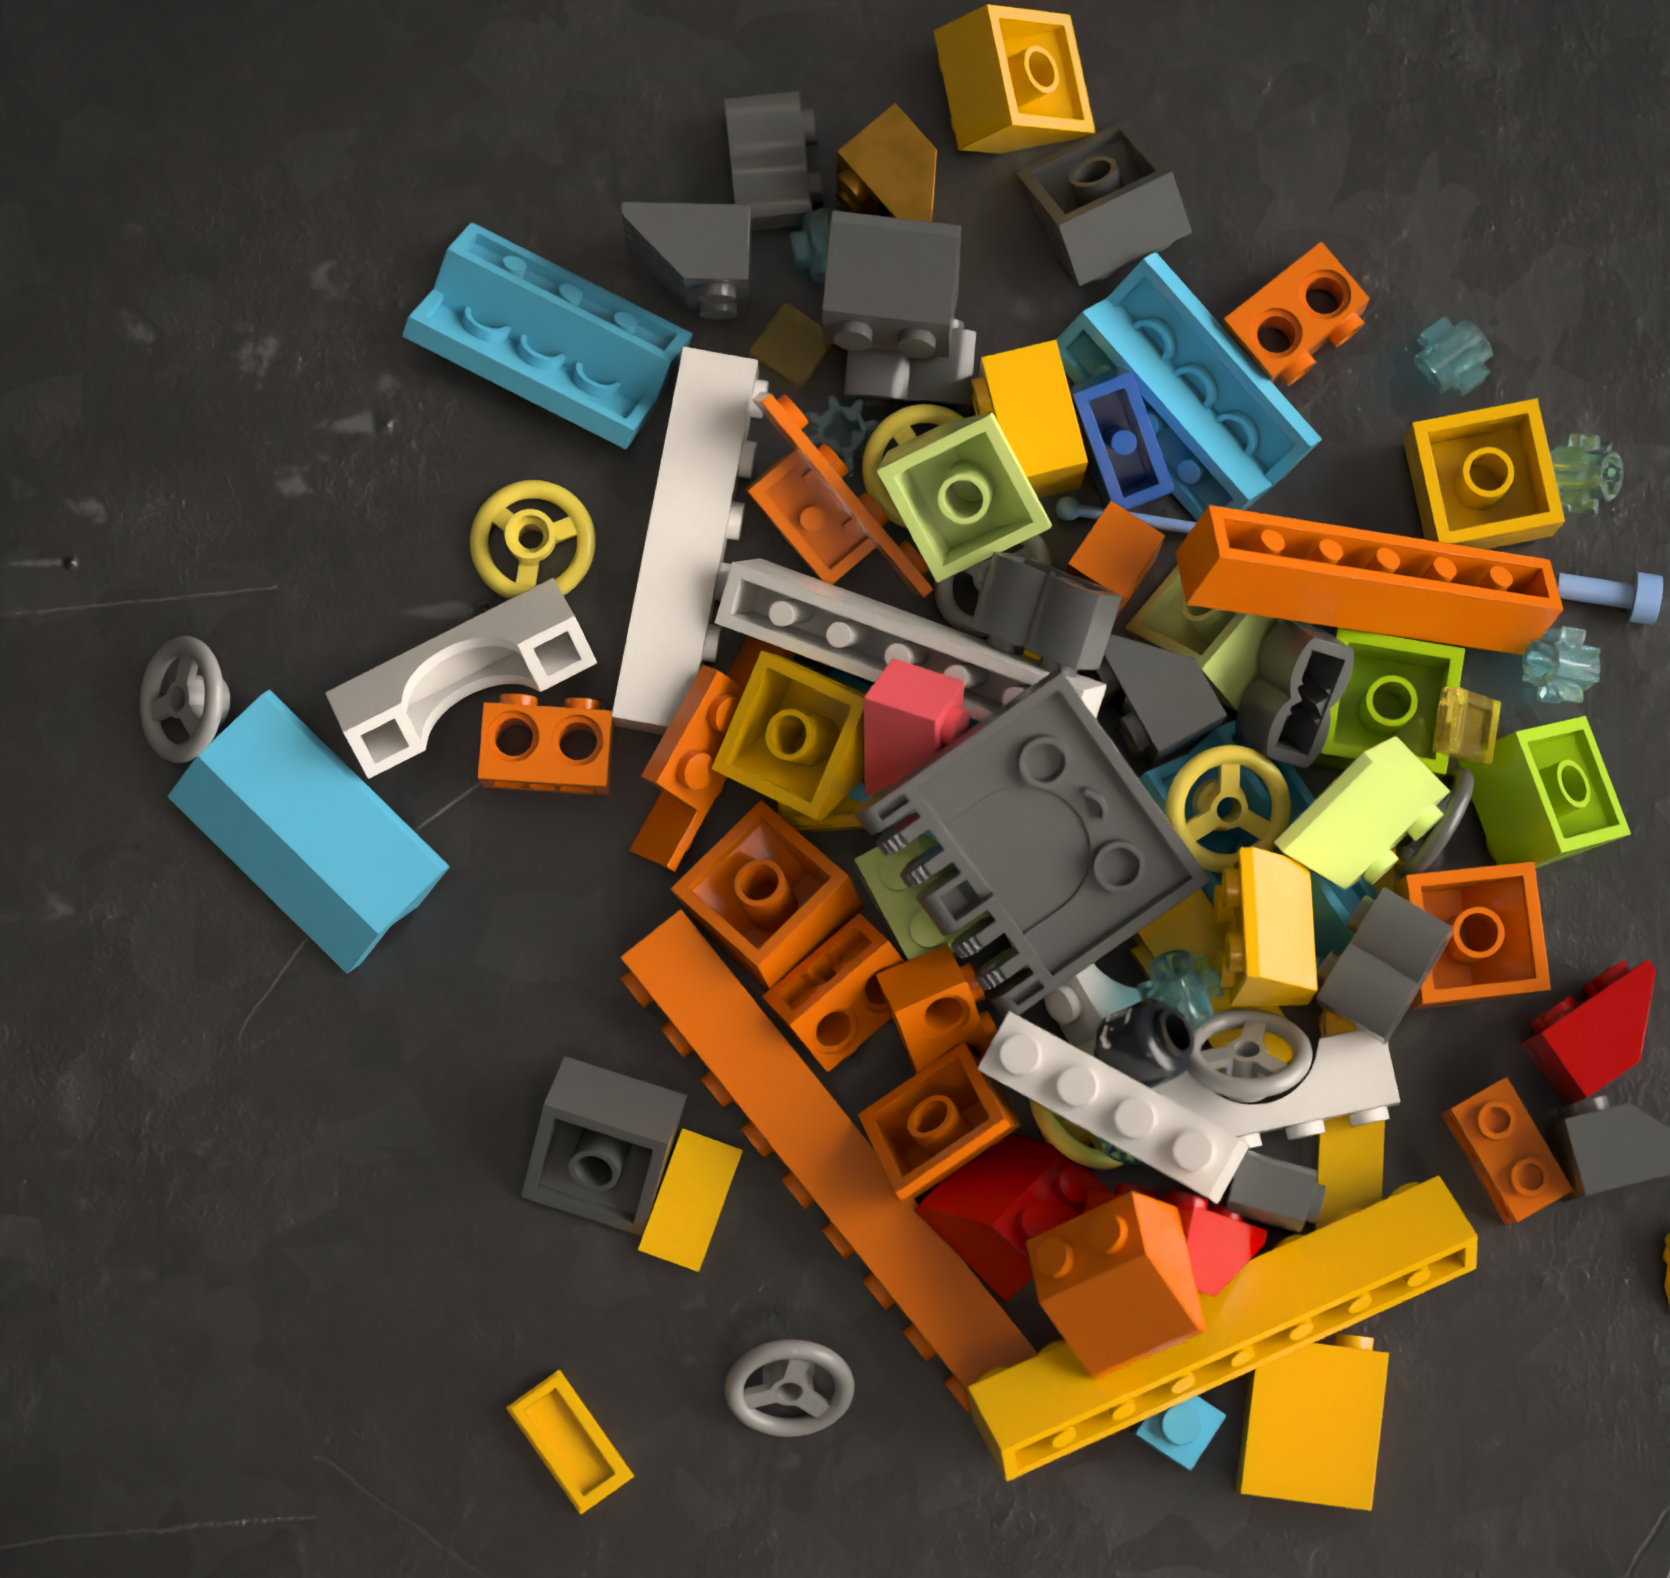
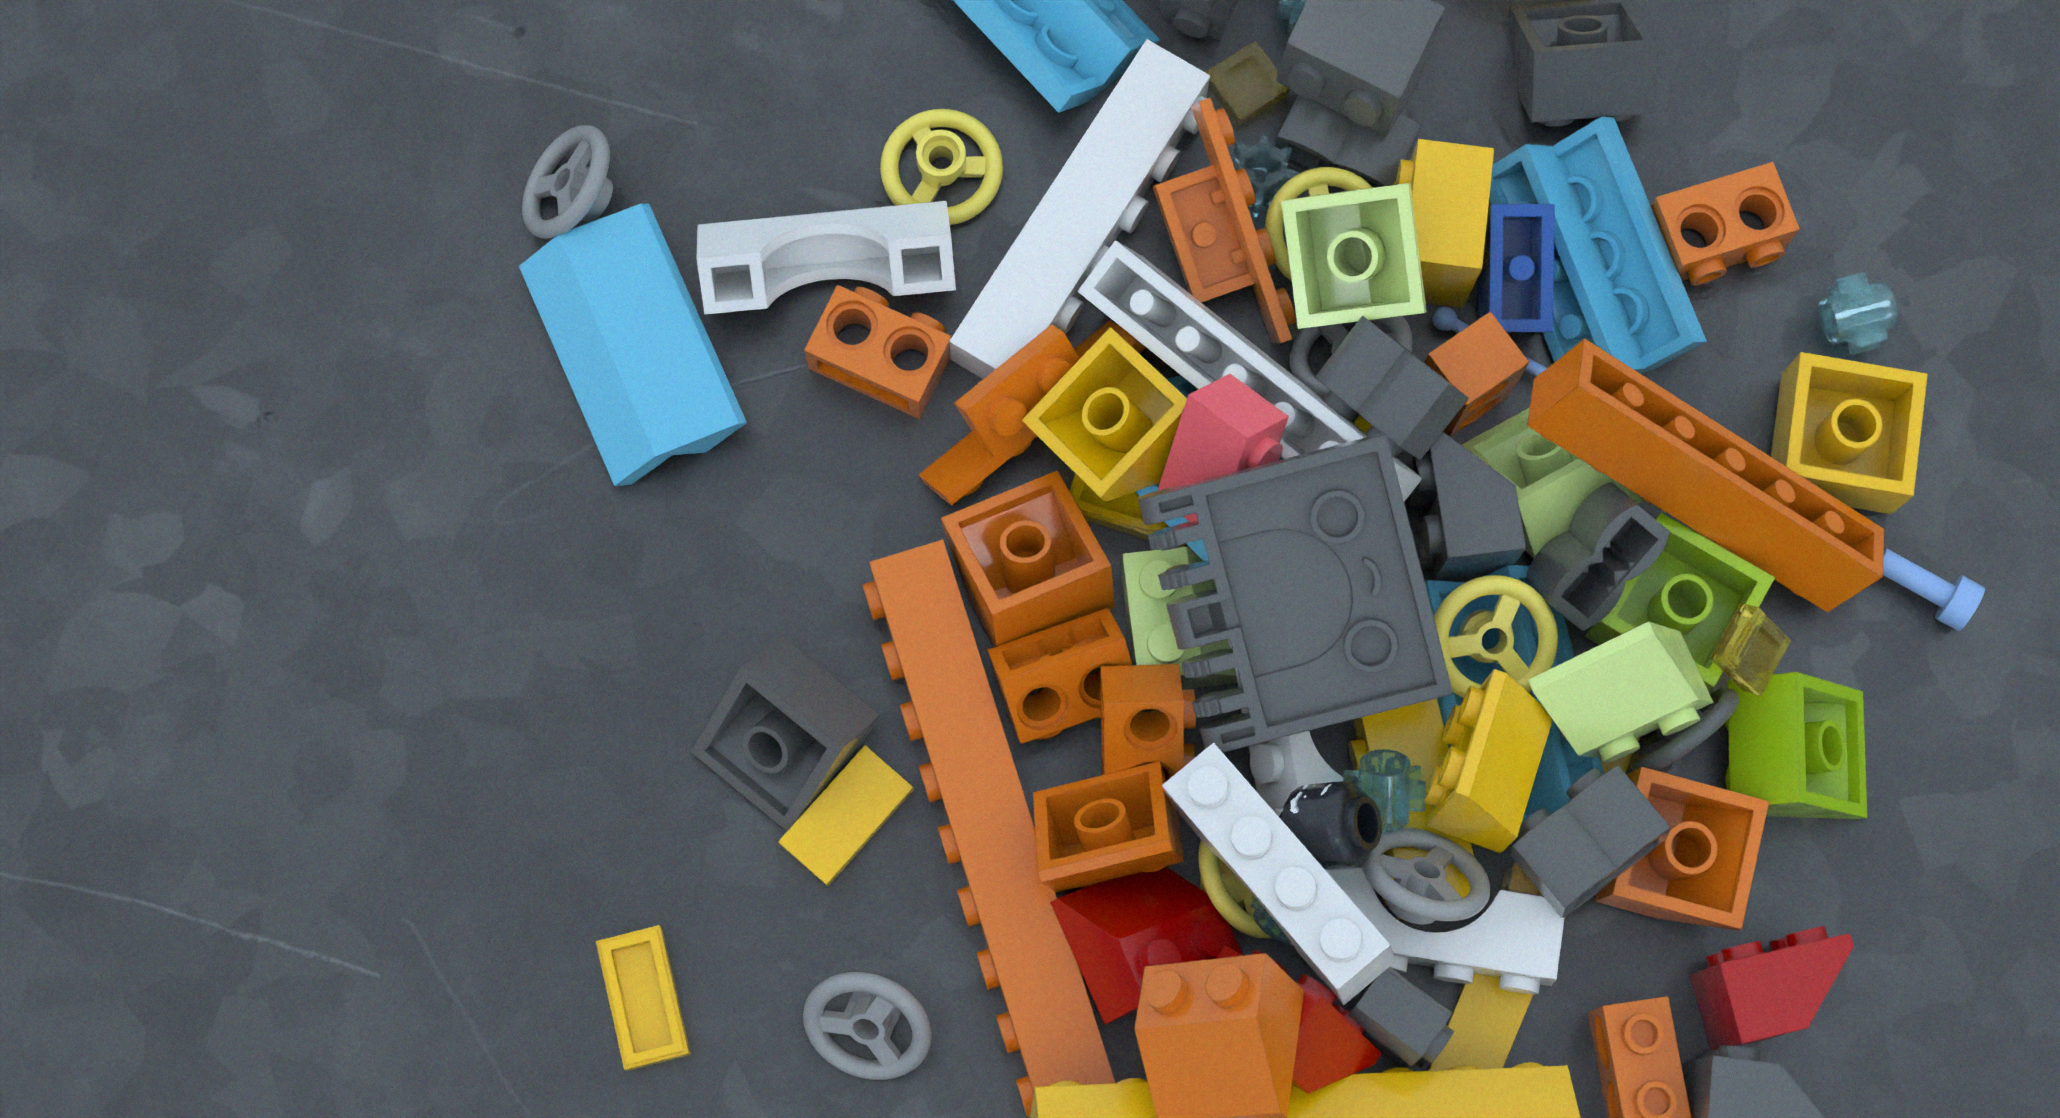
camera: 20 degrees right, 5 degrees down
(1561, 665) = (1859, 633): clear light blue gear -> none
(1586, 473) = (1947, 465): clear light blue gear -> none

